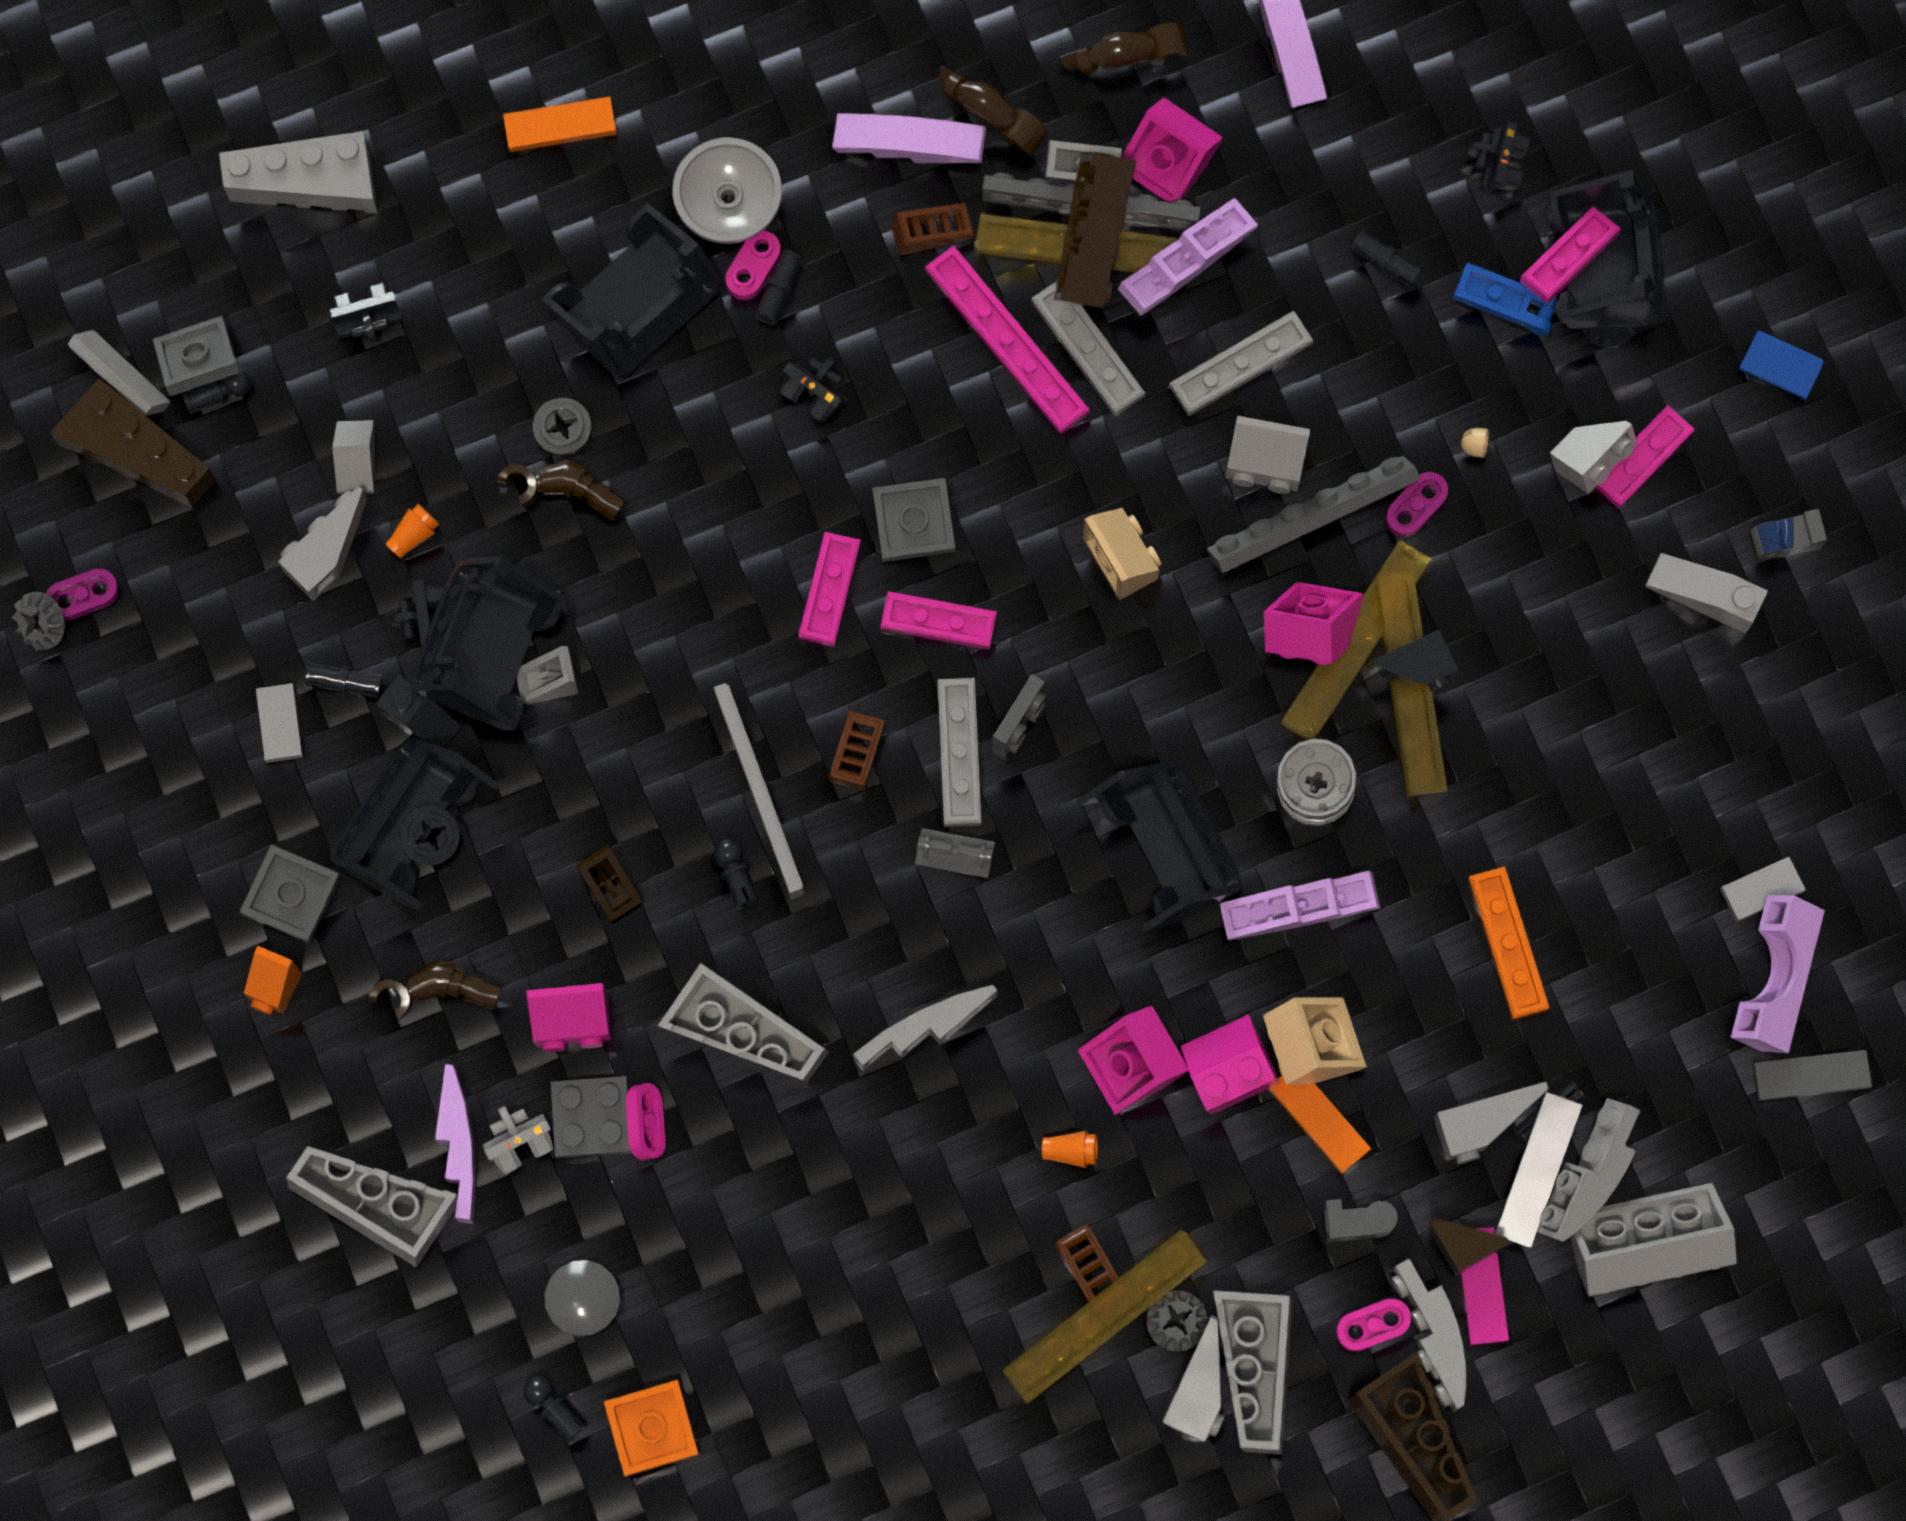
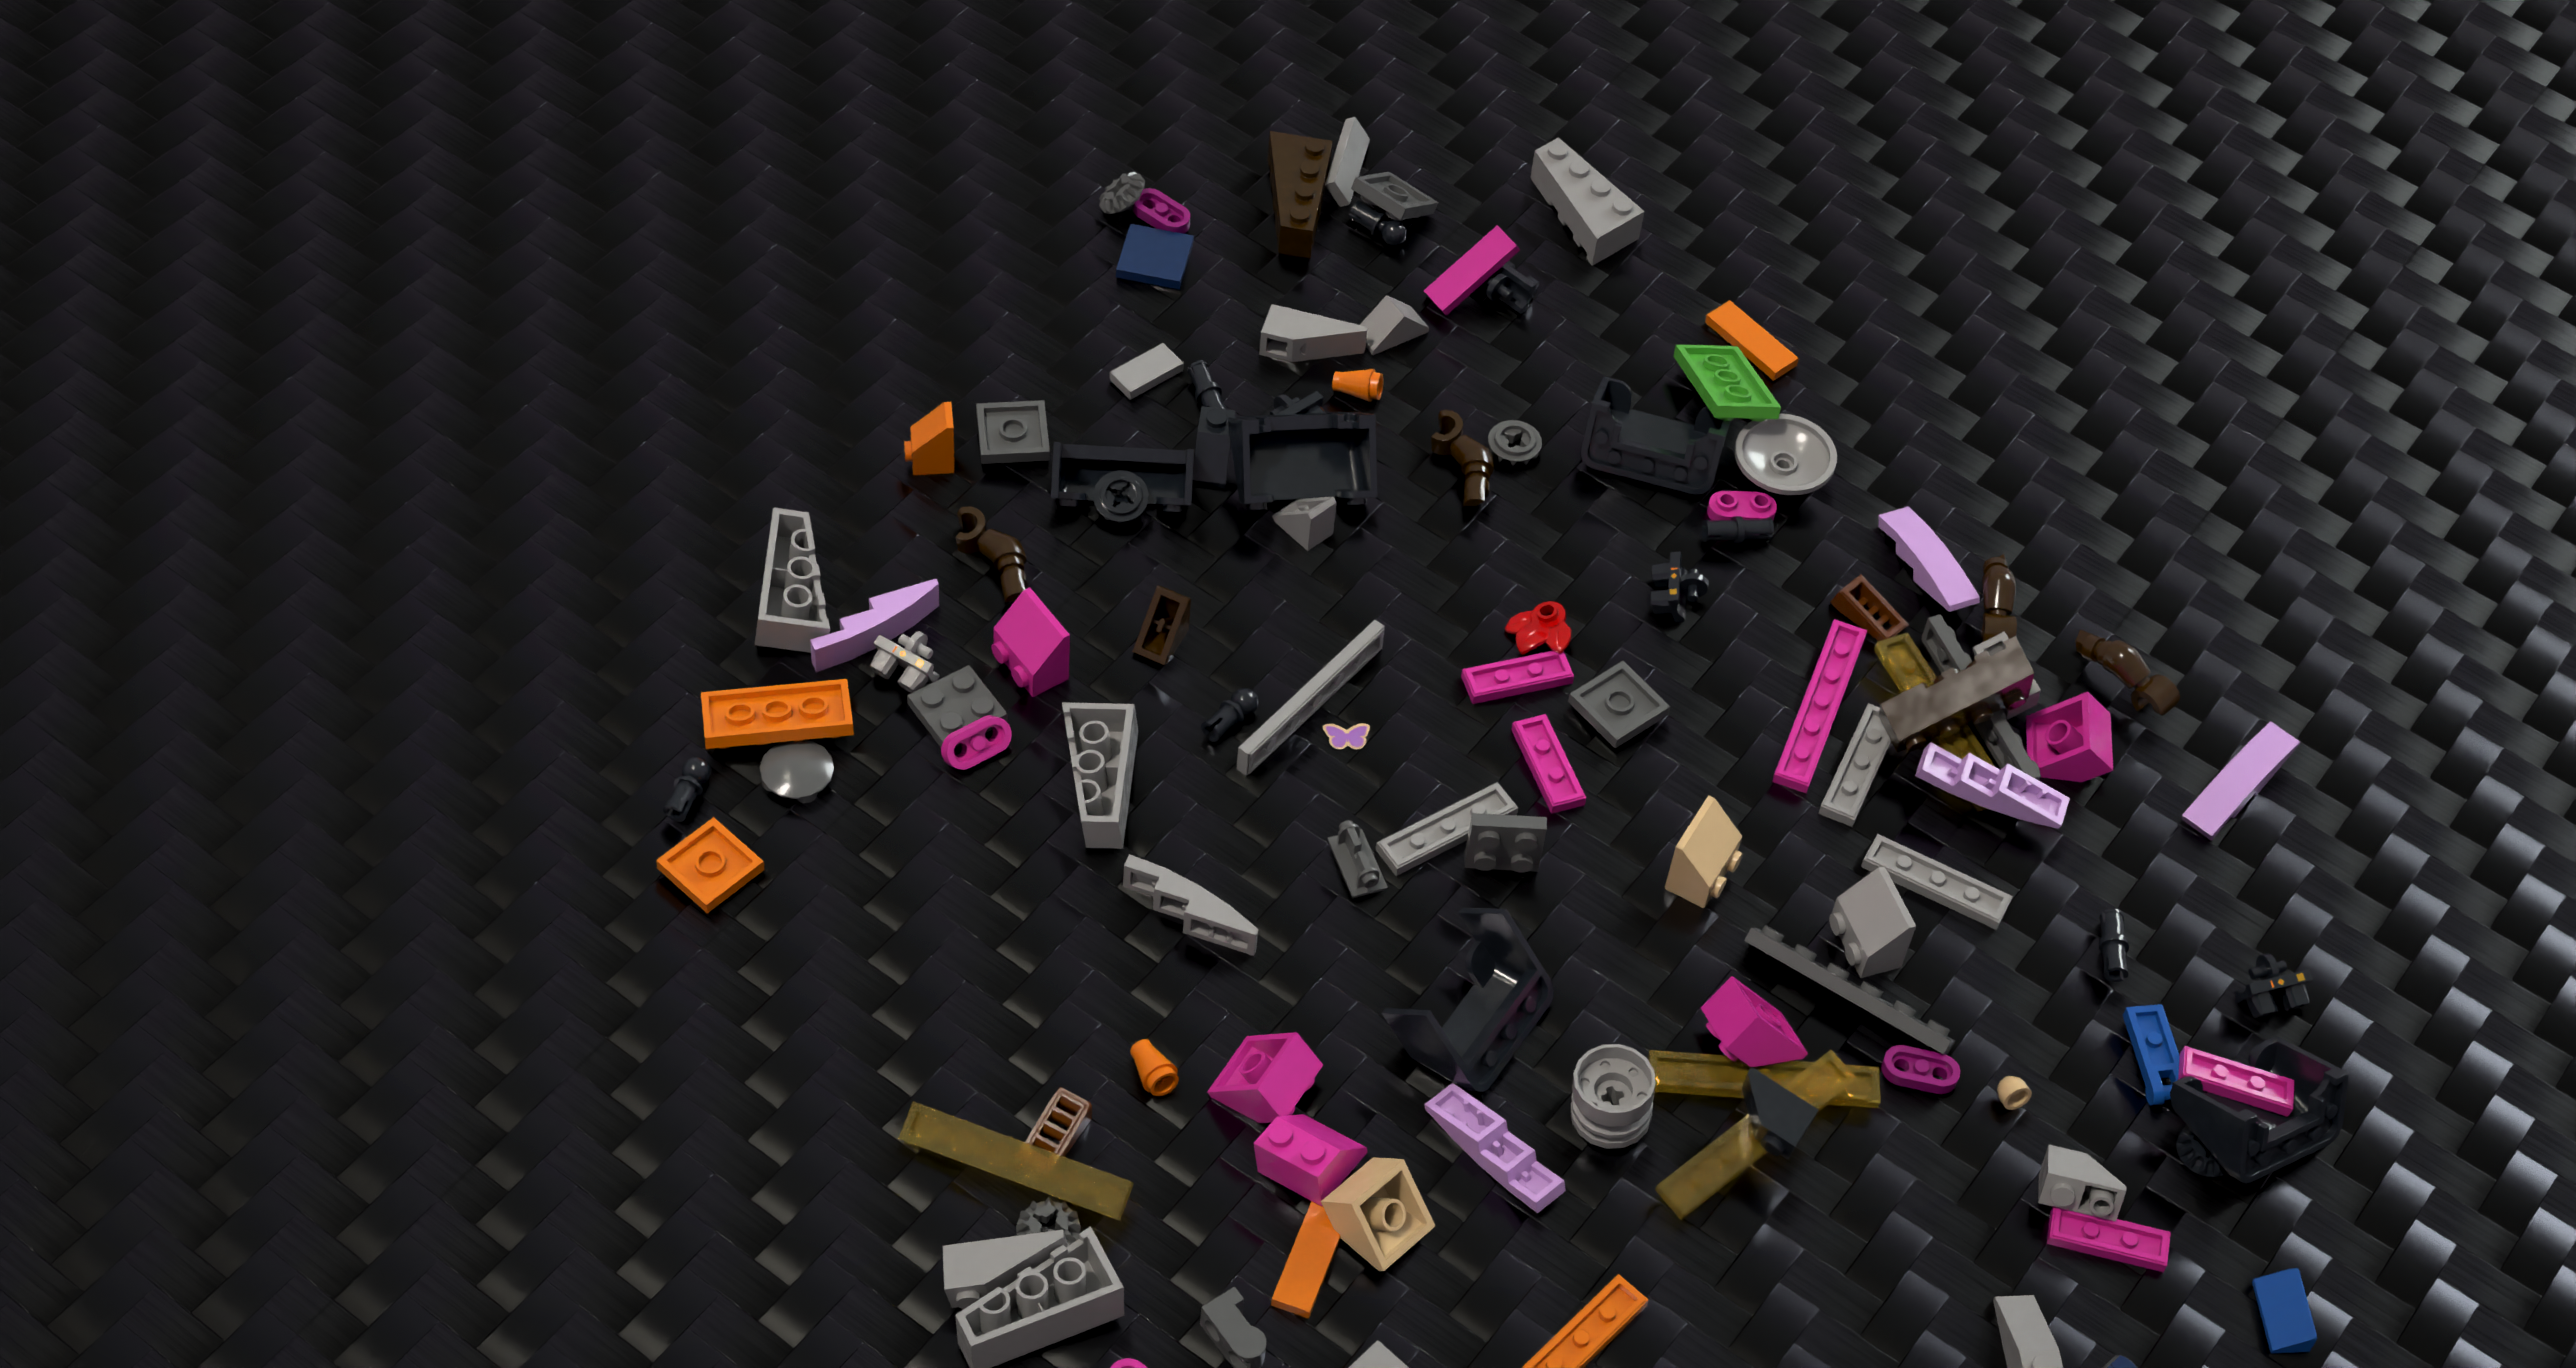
camera: 55 degrees right, 25 degrees down
(133, 632) = (1154, 256): none -> dark blue tile
(340, 342) = (1471, 270): none -> dark pink tile
(516, 1287) = (776, 714): none -> orange plate
(615, 190) = (1727, 382): none -> bright green plate
(794, 541) = (1541, 625): none -> red plate
(810, 783) = (1341, 738): none -> medium lavender sticker
(848, 778) = (1384, 765): reddish brown slope -> none

